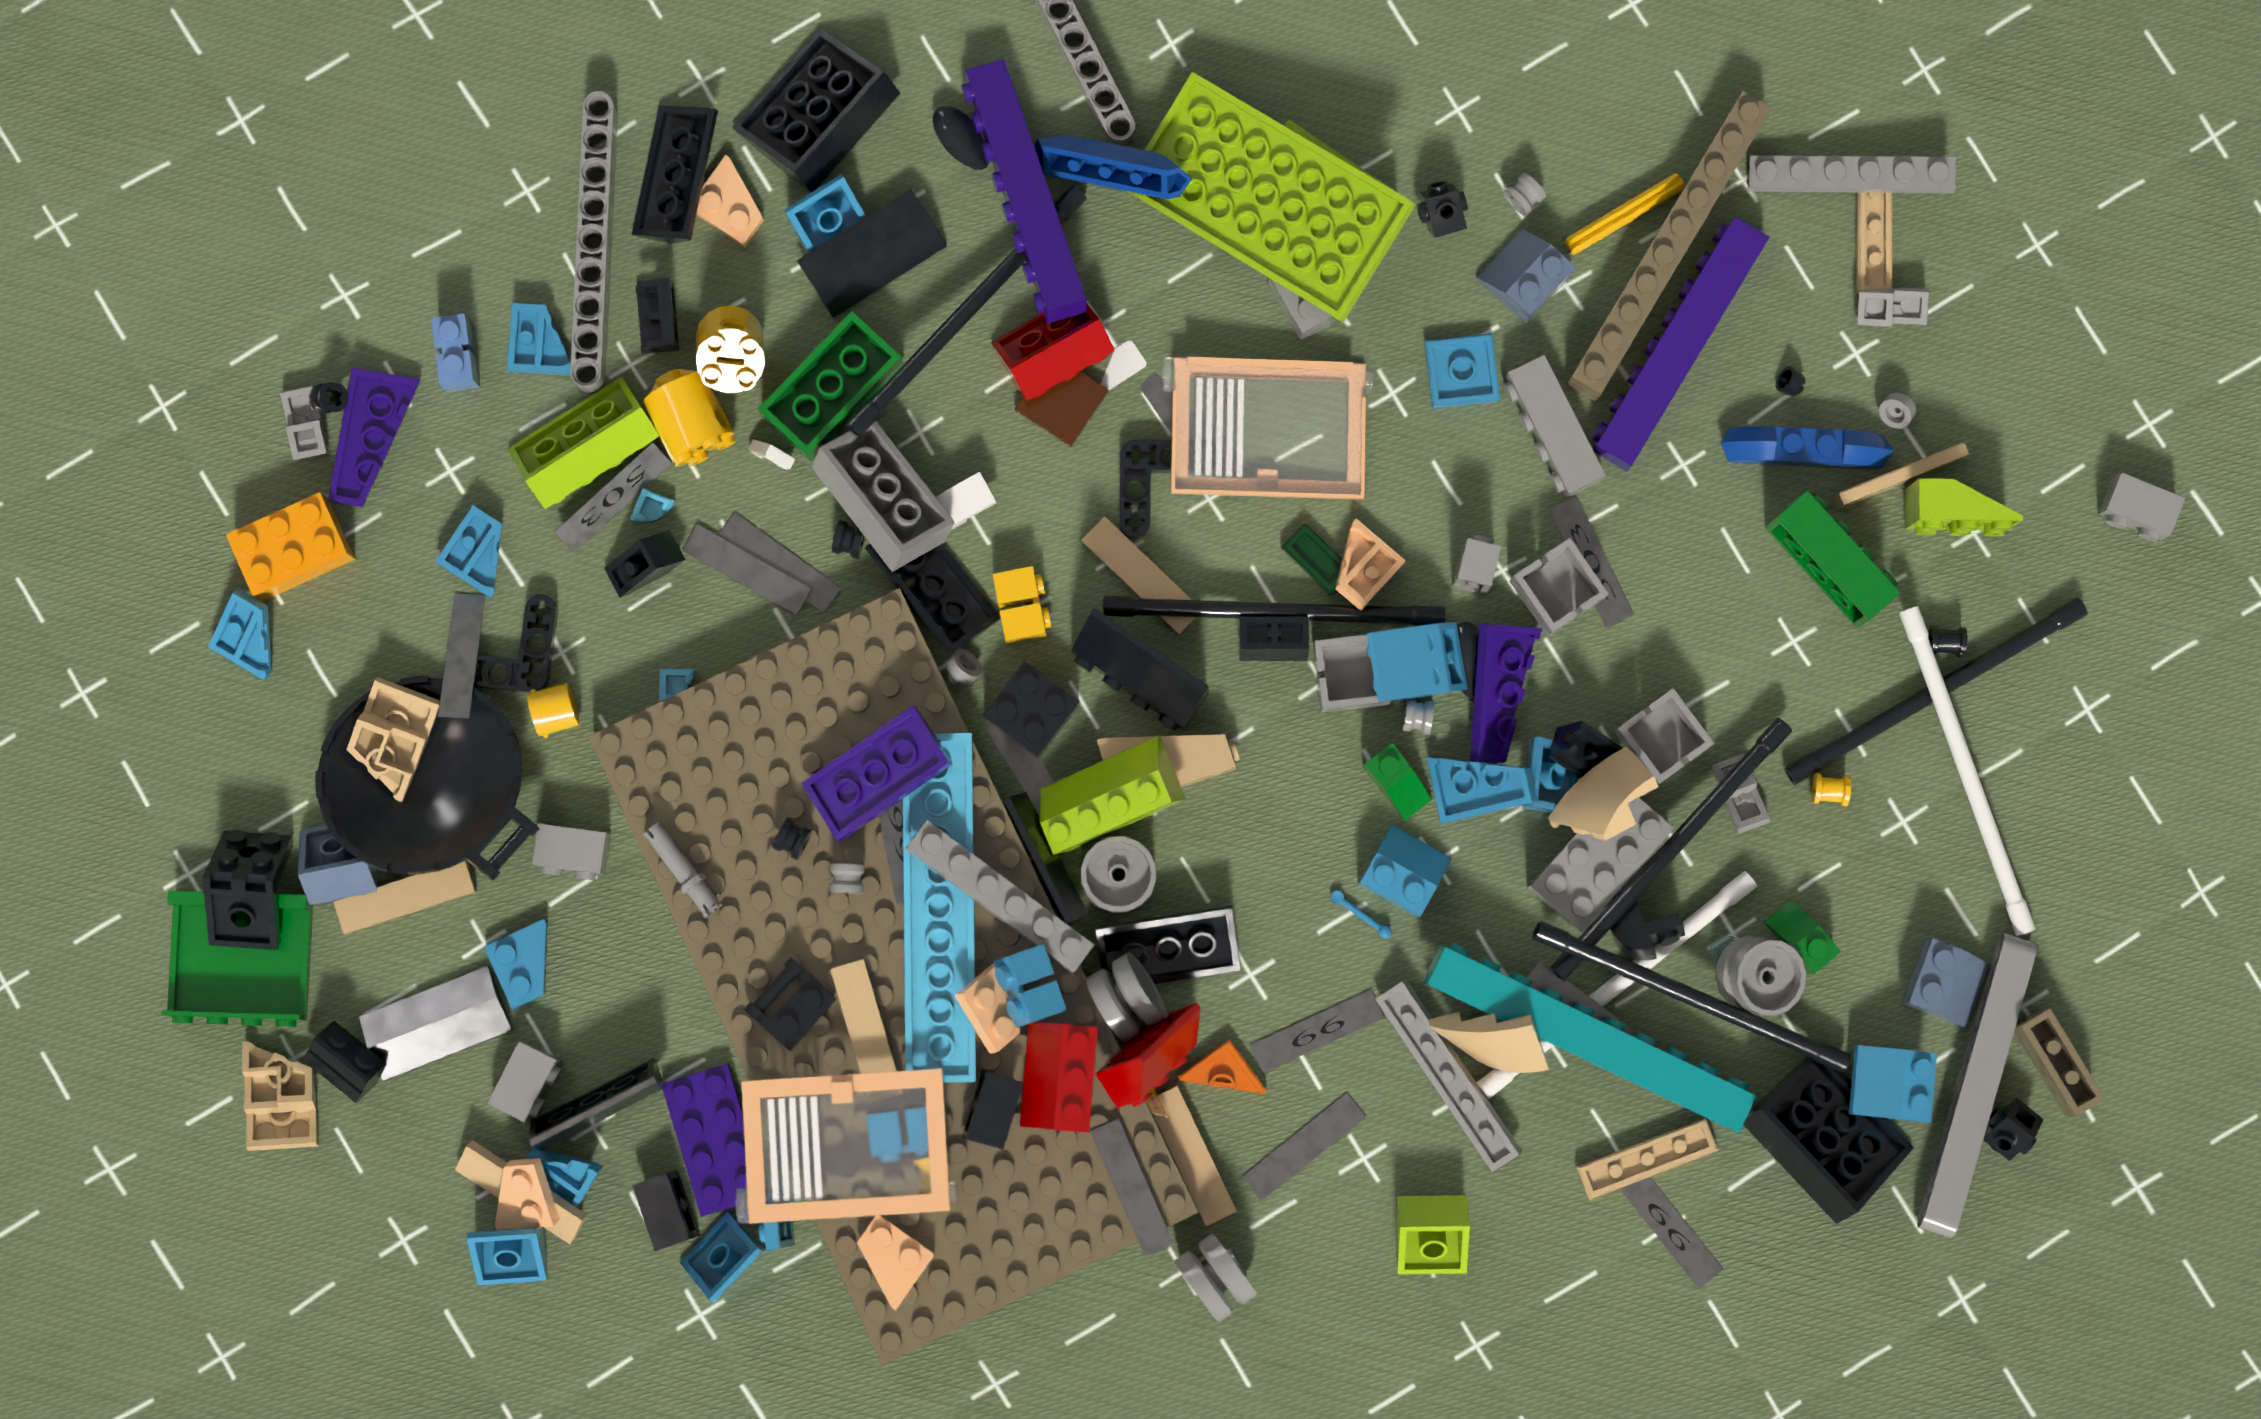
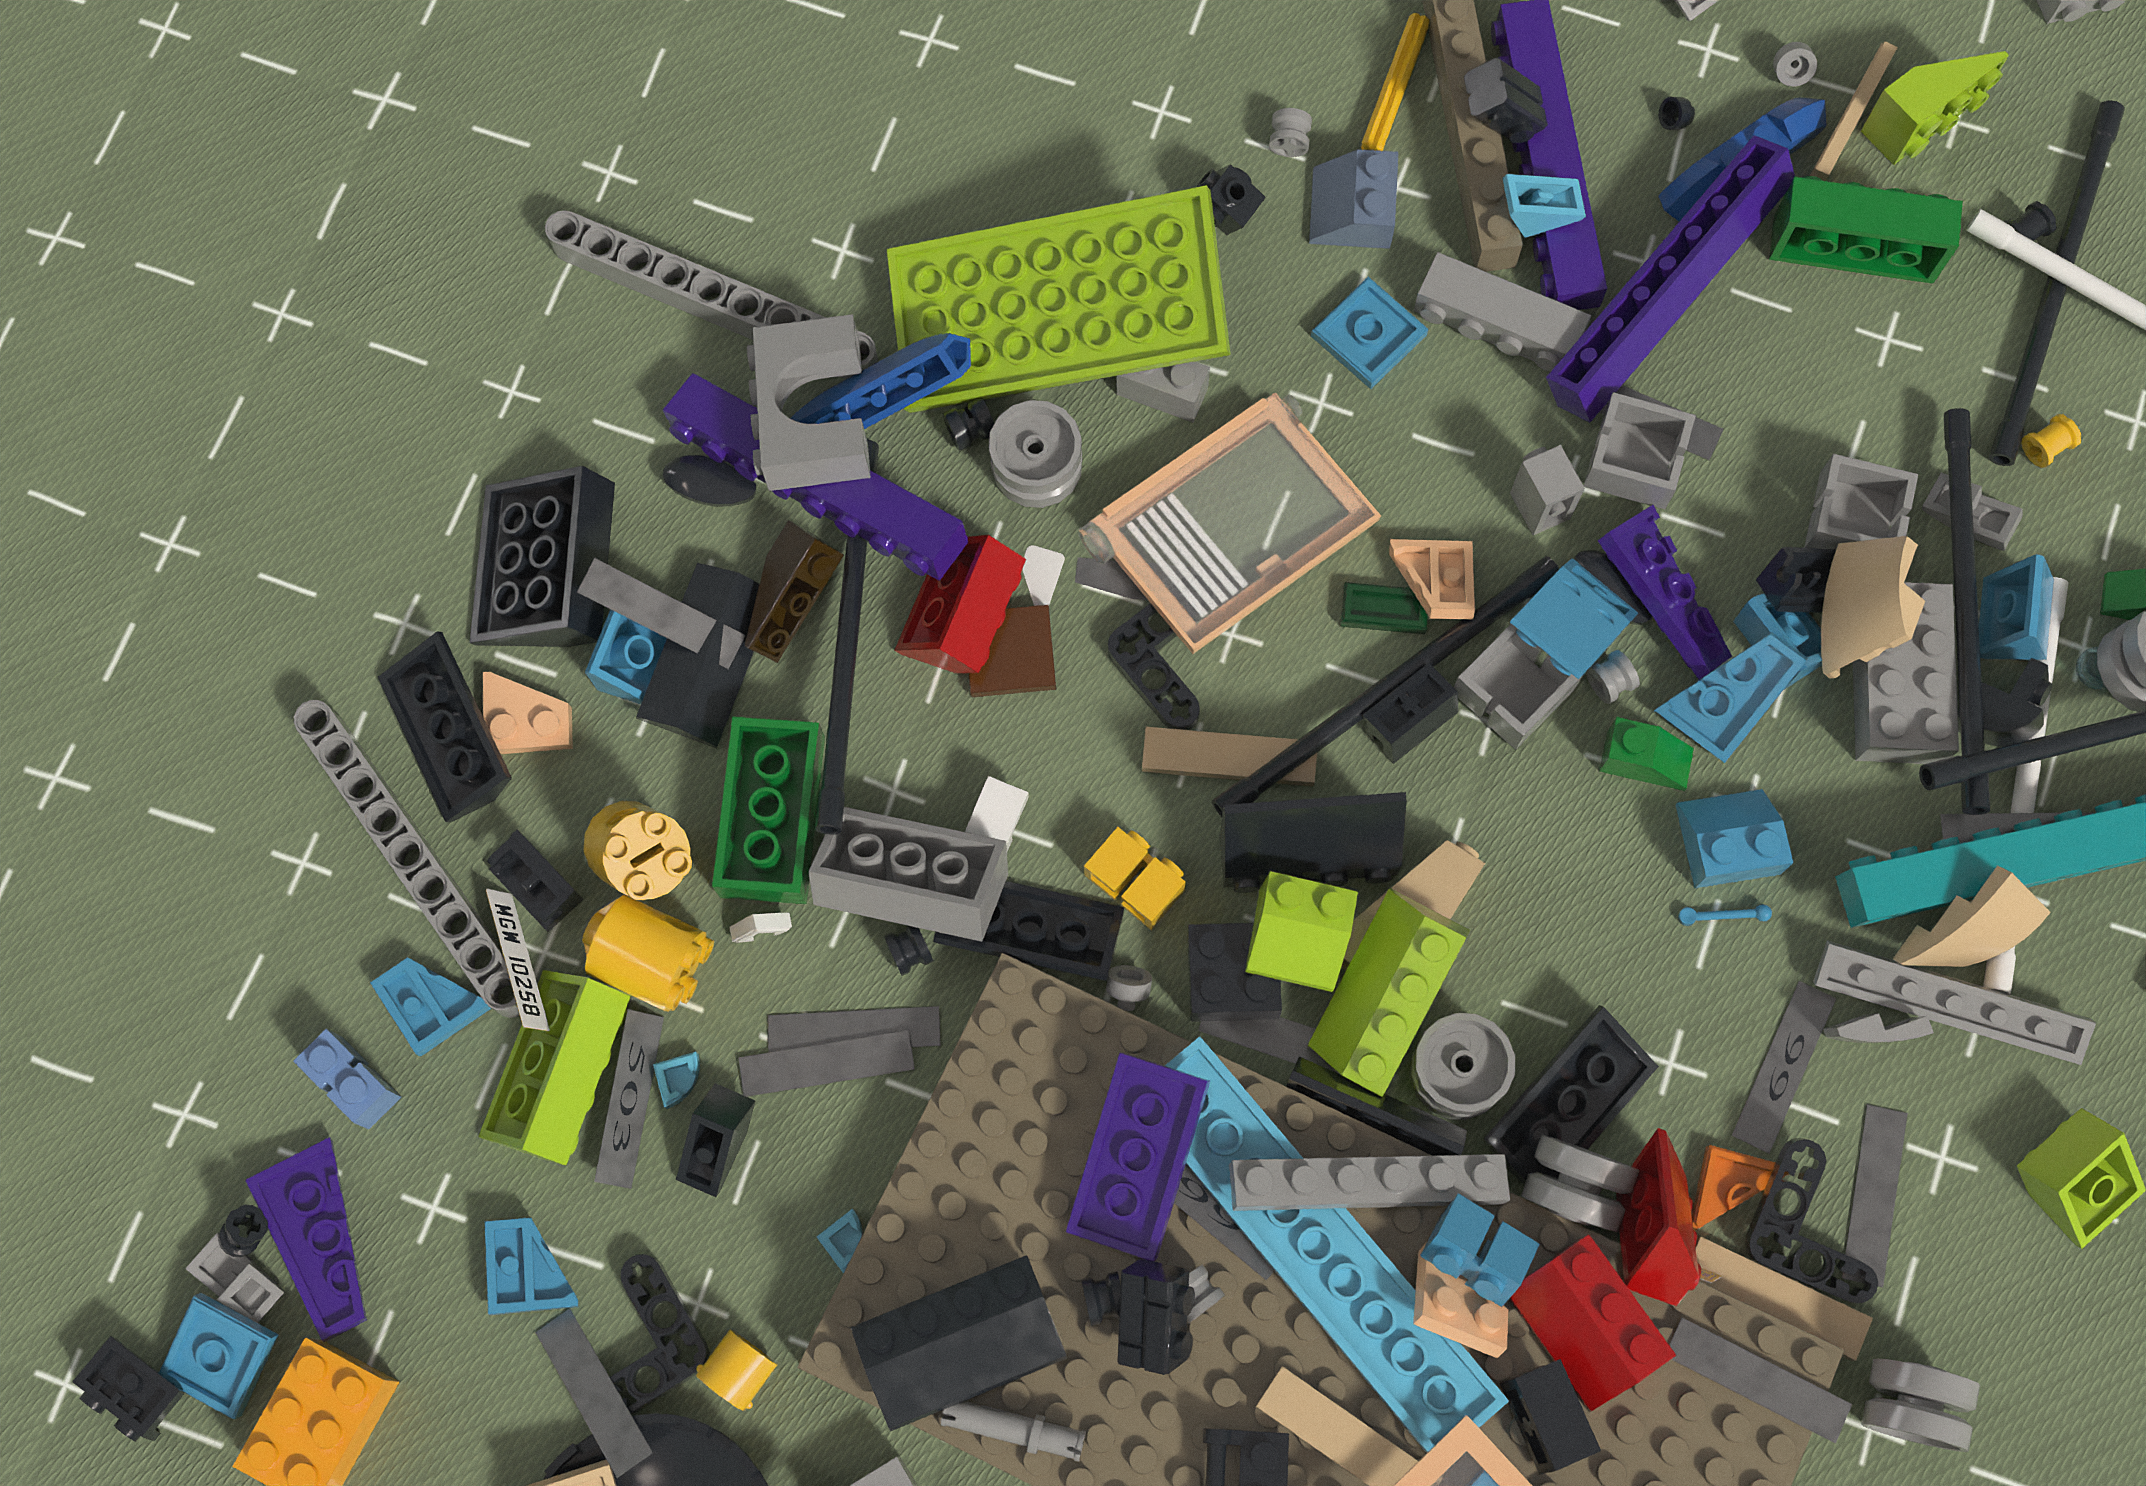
camera: 35 degrees left, 10 degrees down
(197, 440) = (128, 1389): none -> black bracket
(262, 460) = (218, 1355): none -> dark azure tile
(609, 359) = (517, 960): none -> white sticker
(688, 796) = (958, 1343): none -> black slope
(810, 871) = (1154, 1316): none -> black brick
(858, 203) = (655, 610): none -> flat silver sticker
(955, 250) = (788, 588): none -> dark brown slope
(1061, 99) = (783, 360): none -> light grey arch
(1084, 719) = (1301, 931): none -> lime slope
(1154, 230) = (969, 423): none -> black wheel
(1173, 305) = (1036, 453): none -> light grey wheel
(1232, 1120) = (1788, 1225): none -> black beam
(1380, 1048) = (1870, 1029): none -> light grey slope
(1634, 376) = (1542, 202): none -> medium azure slope
(1668, 290) = (1505, 100): none -> black brick
(1678, 492) = (1671, 278): none -> dark purple brick
(1705, 879) = (2016, 611): none -> dark azure slope

